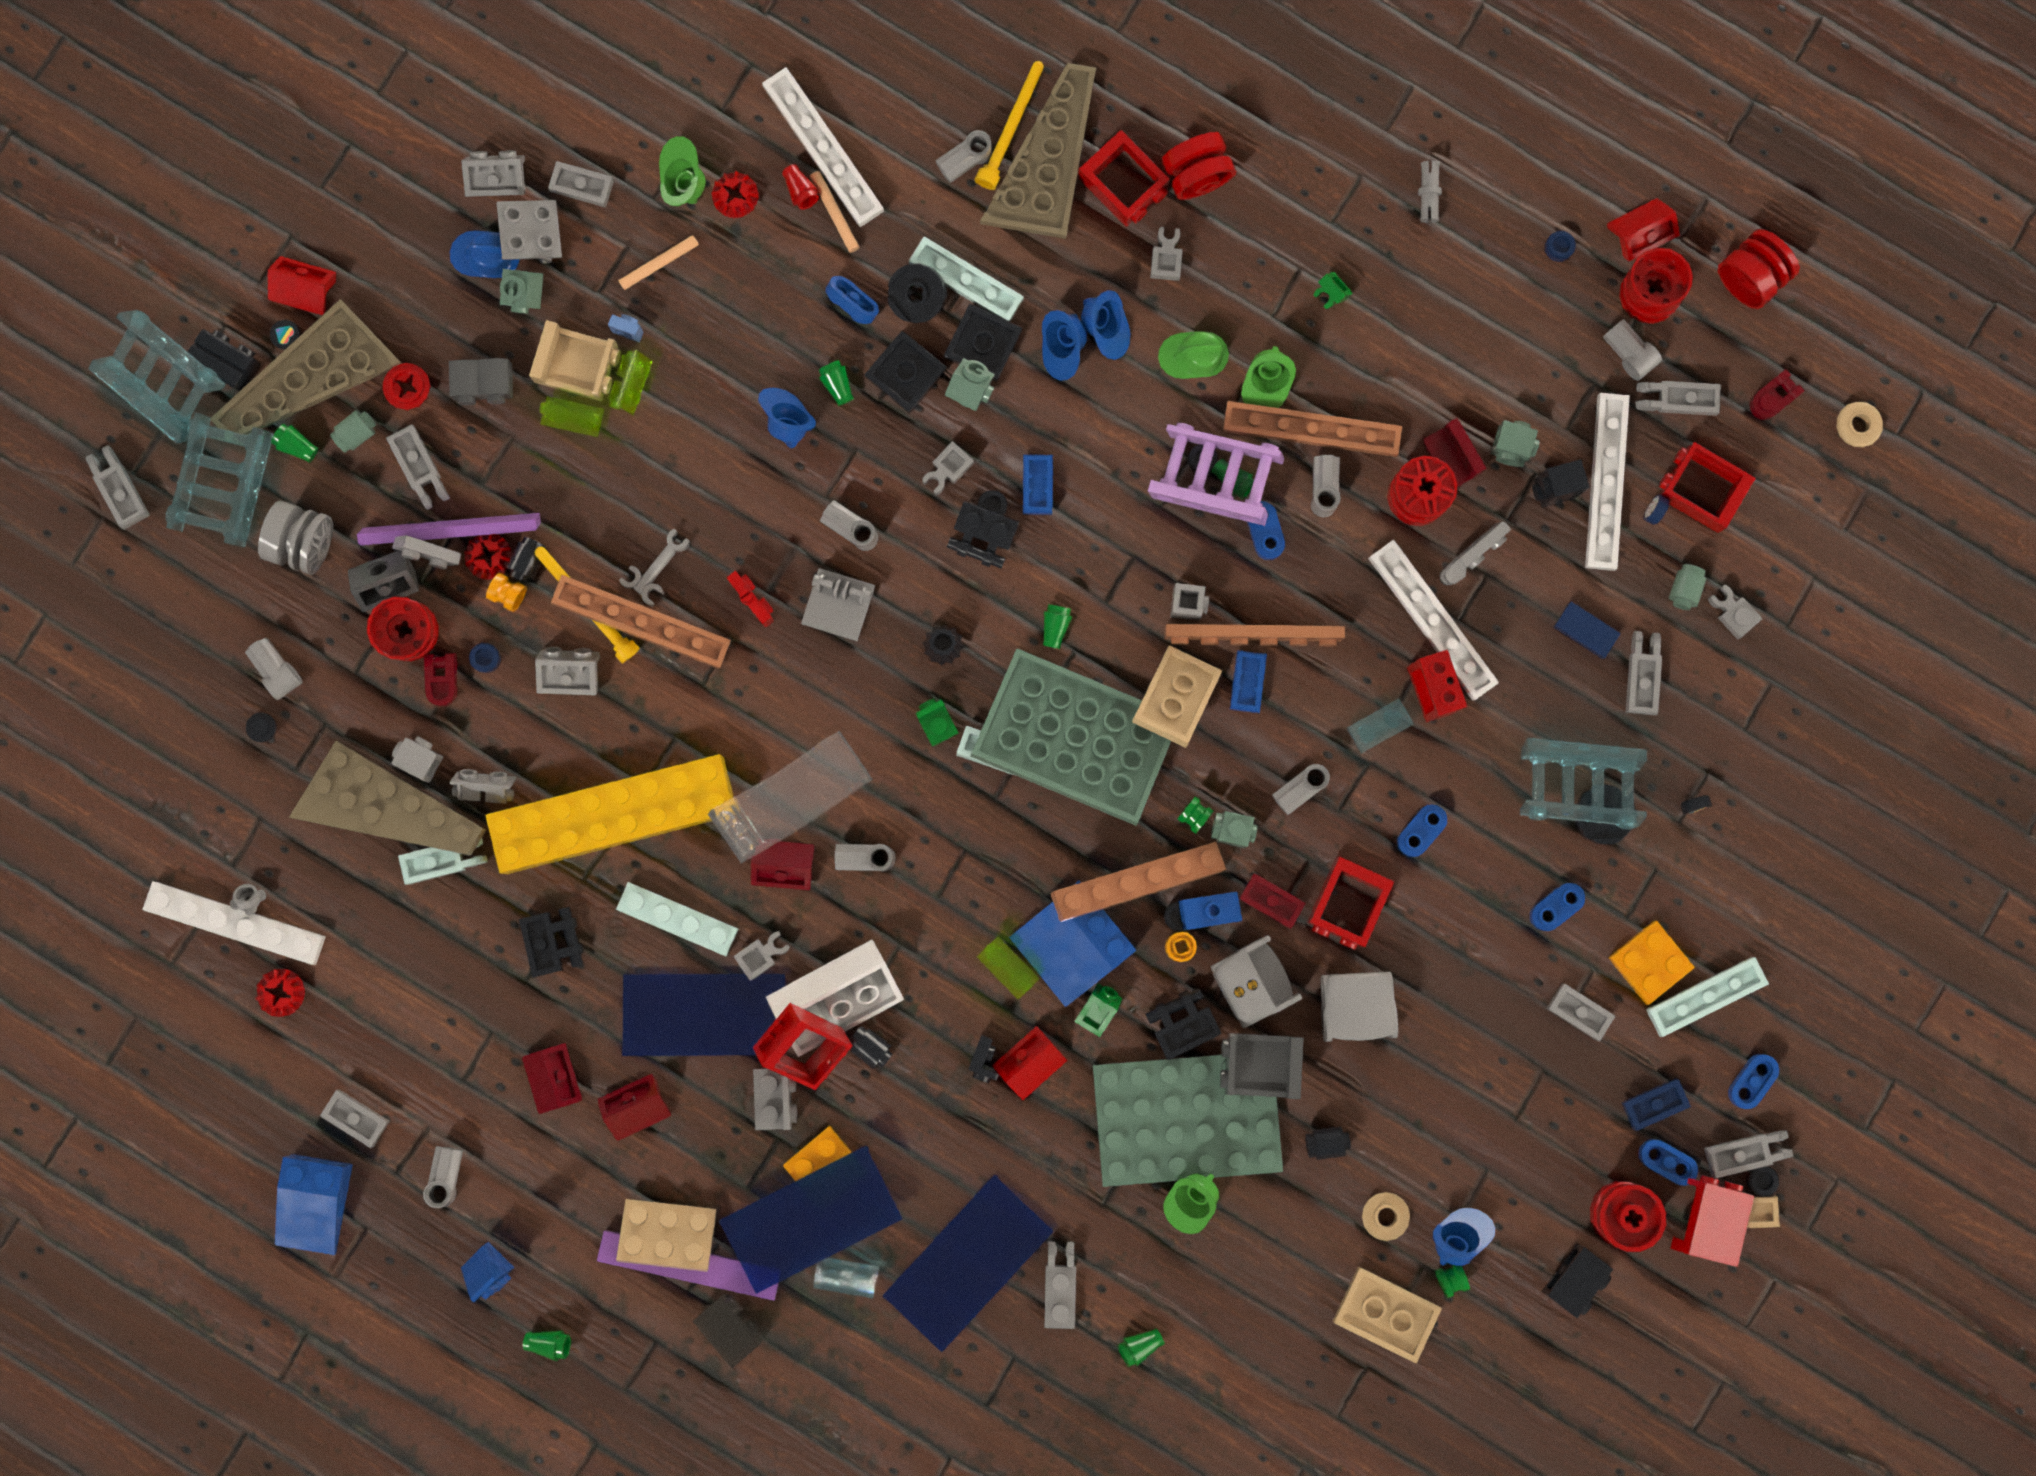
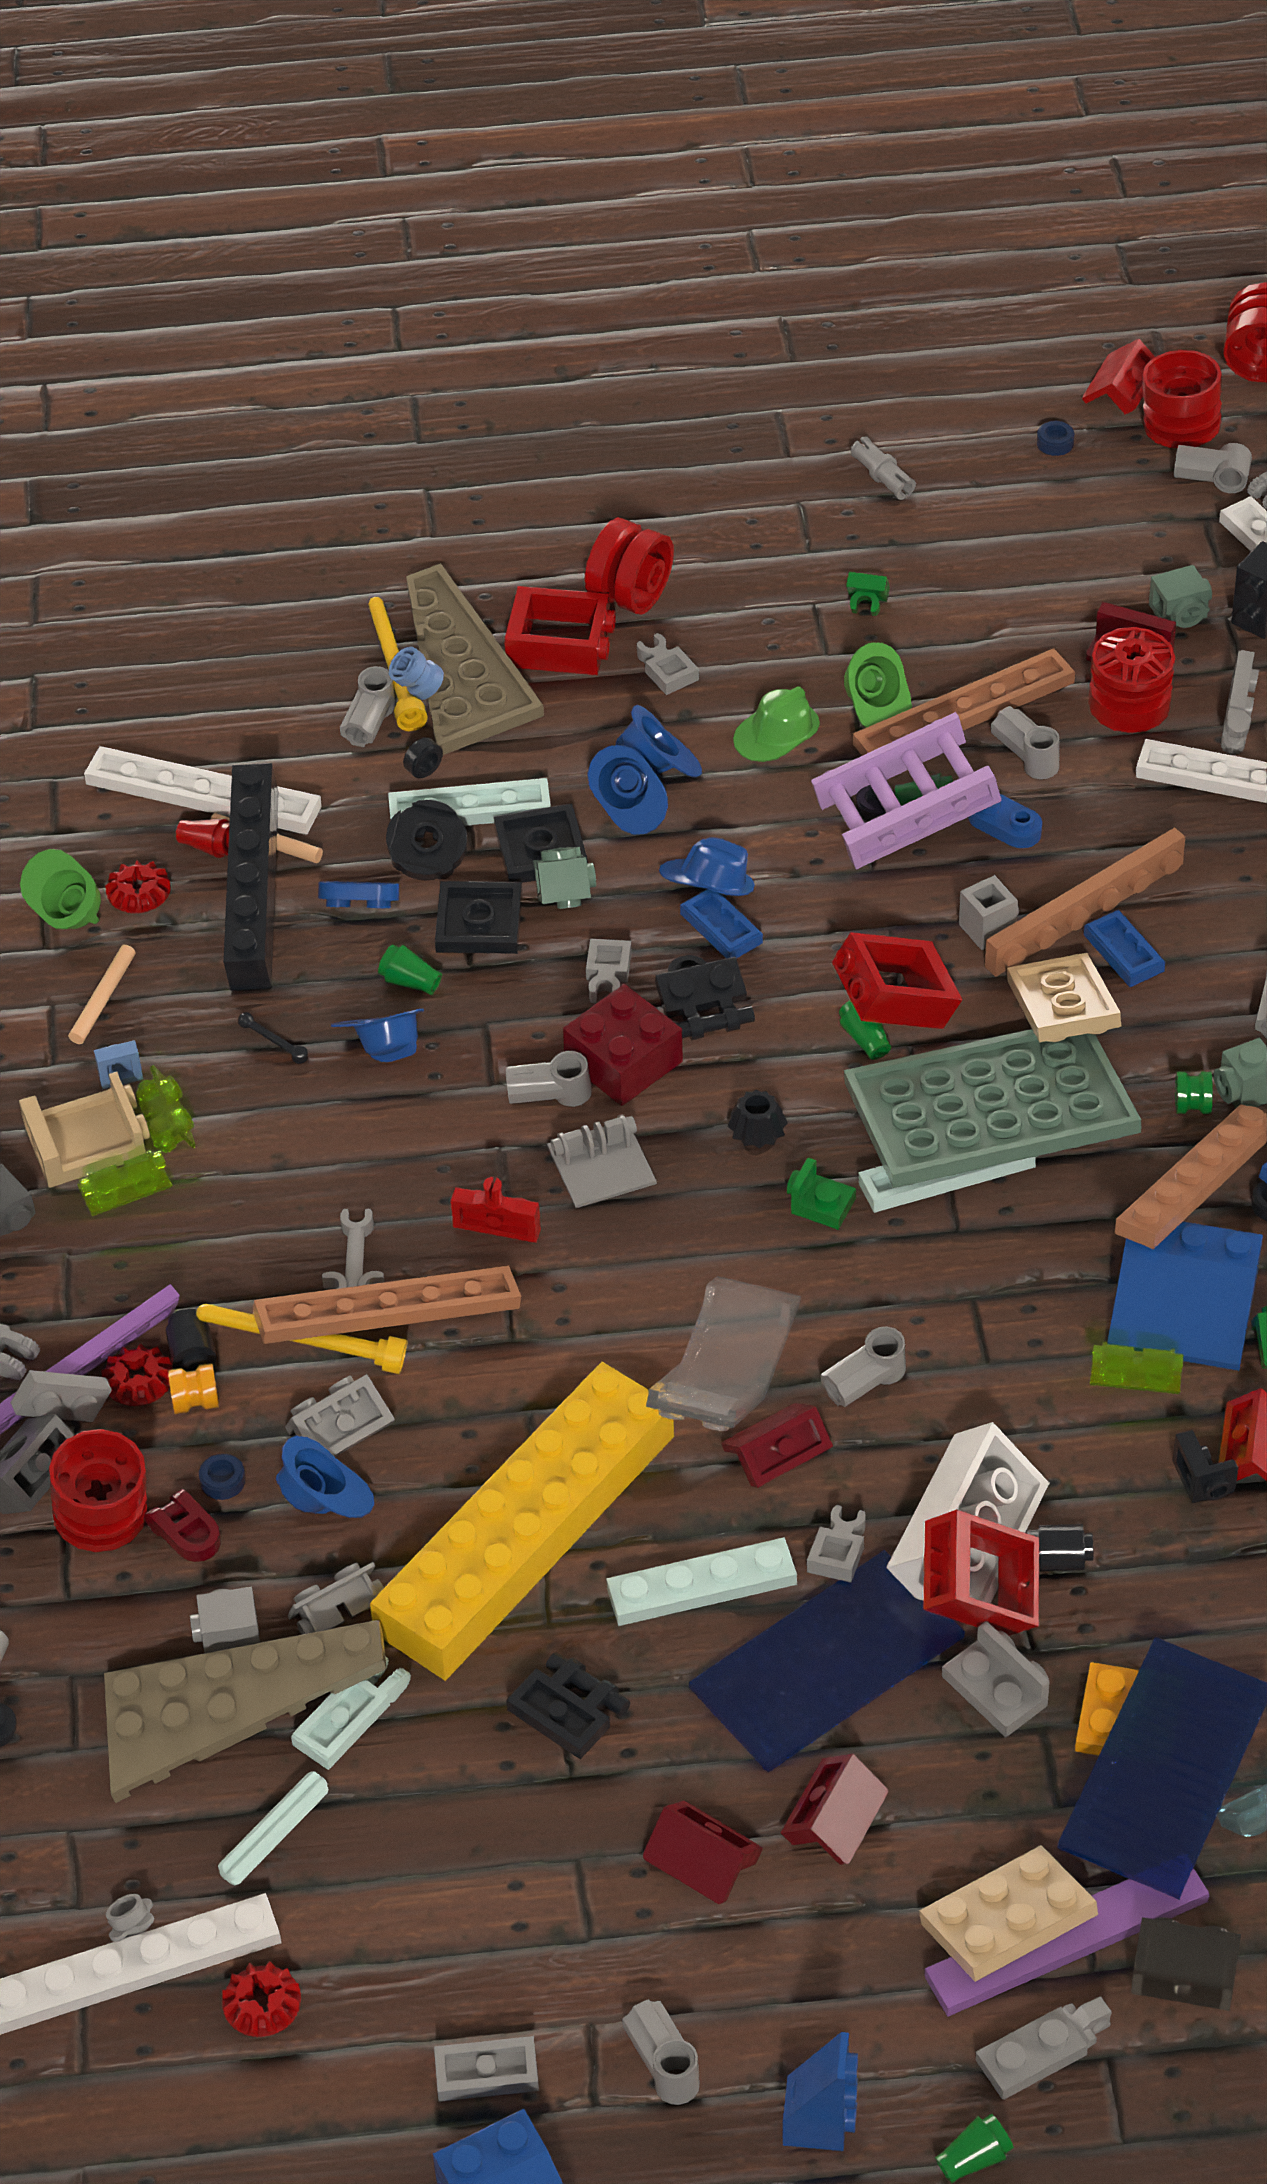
camera: 30 degrees left, 35 degrees down
(355, 899) = (273, 1828): none -> light aqua axle
(526, 712) = (321, 1483): none -> blue piece
(626, 1314) = (1043, 2046): none -> light grey hinge
(735, 392) = (298, 1053): none -> black hinge
(794, 246) = (251, 877): none -> black brick
(909, 534) = (625, 1043): none -> dark red brick
(966, 222) = (423, 758): none -> black tile
(1005, 157) = (416, 673): none -> medium blue wheel
(1060, 441) = (712, 866): none -> blue piece
(1115, 621) = (930, 991): none -> red window

